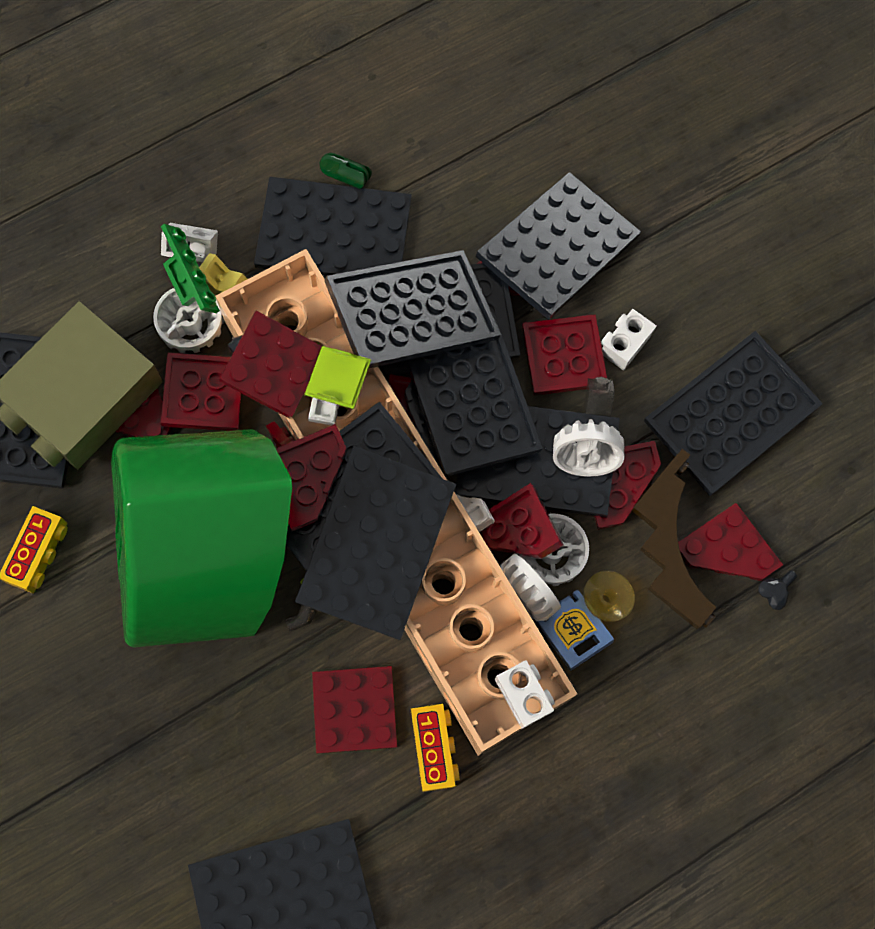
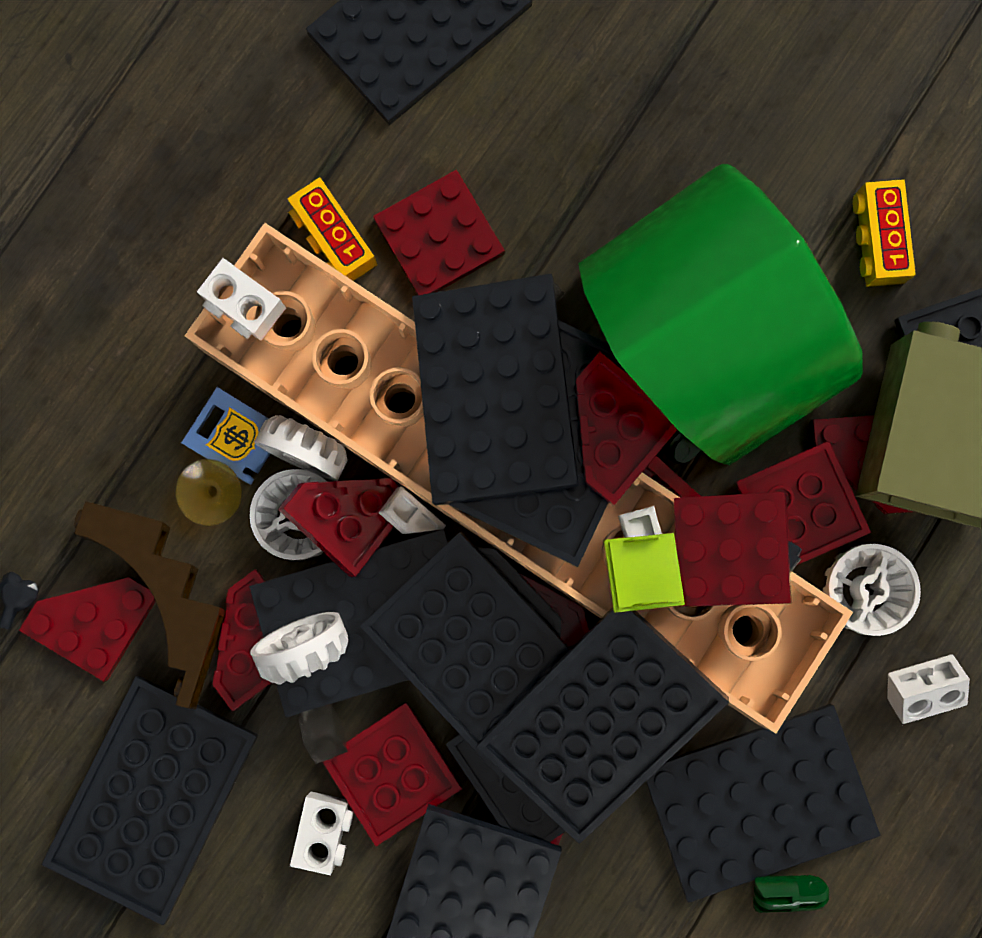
camera: 160 degrees right, 10 degrees up
(185, 273) = (908, 639): green bracket -> none
(218, 276) = (860, 660): light yellow brick -> none

